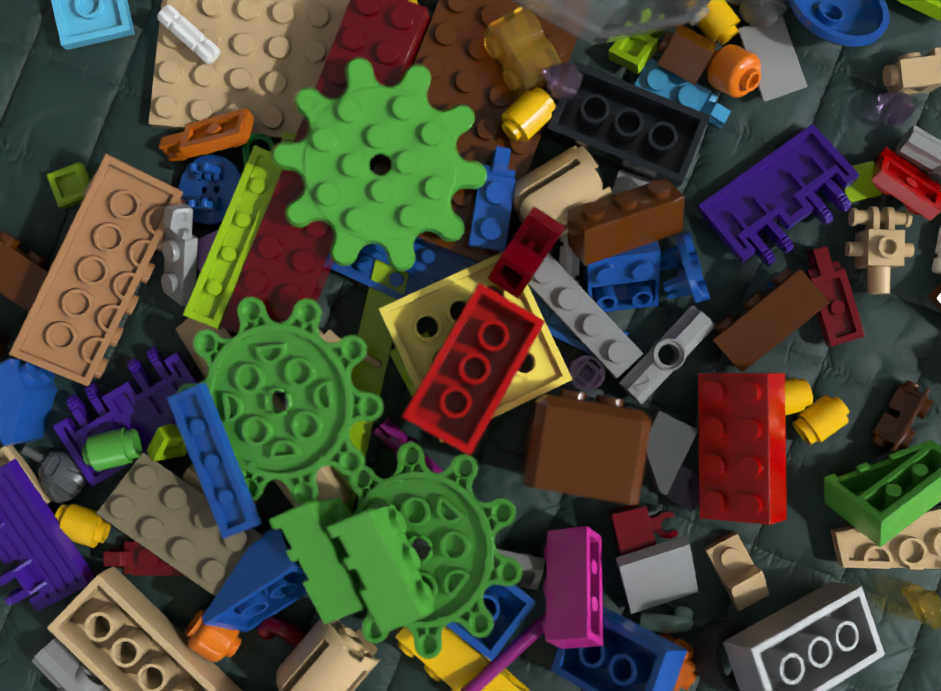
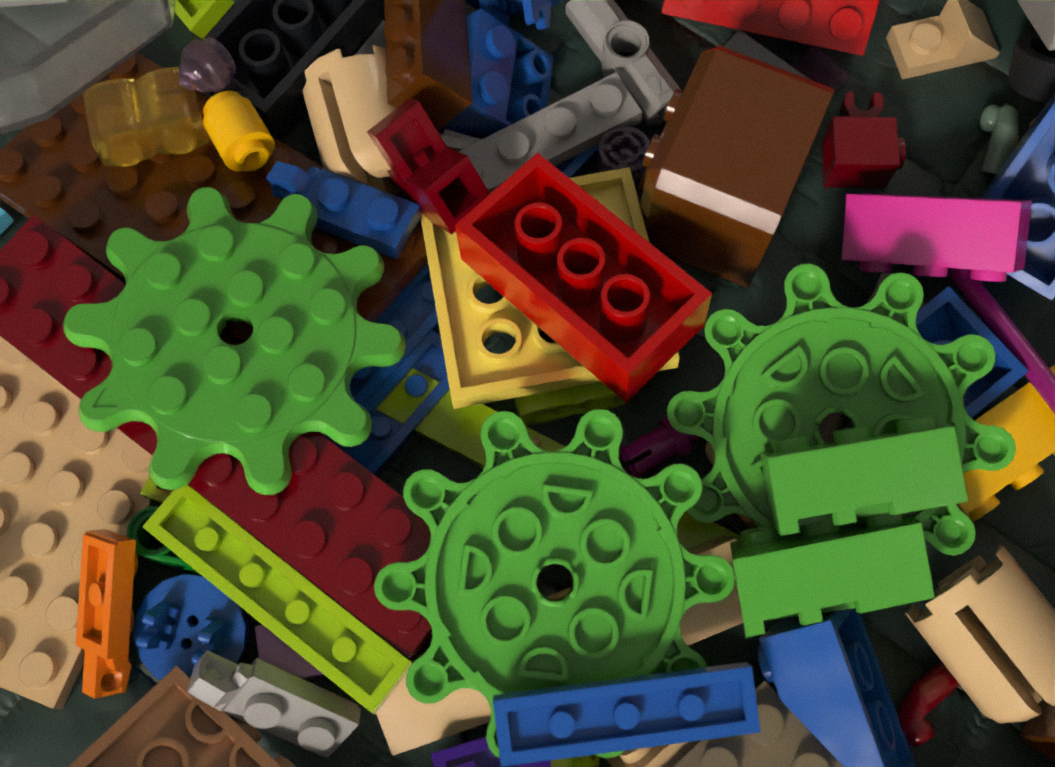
camera: 75 degrees left, 15 degrees down
(657, 574) = (931, 130): light grey tile -> none

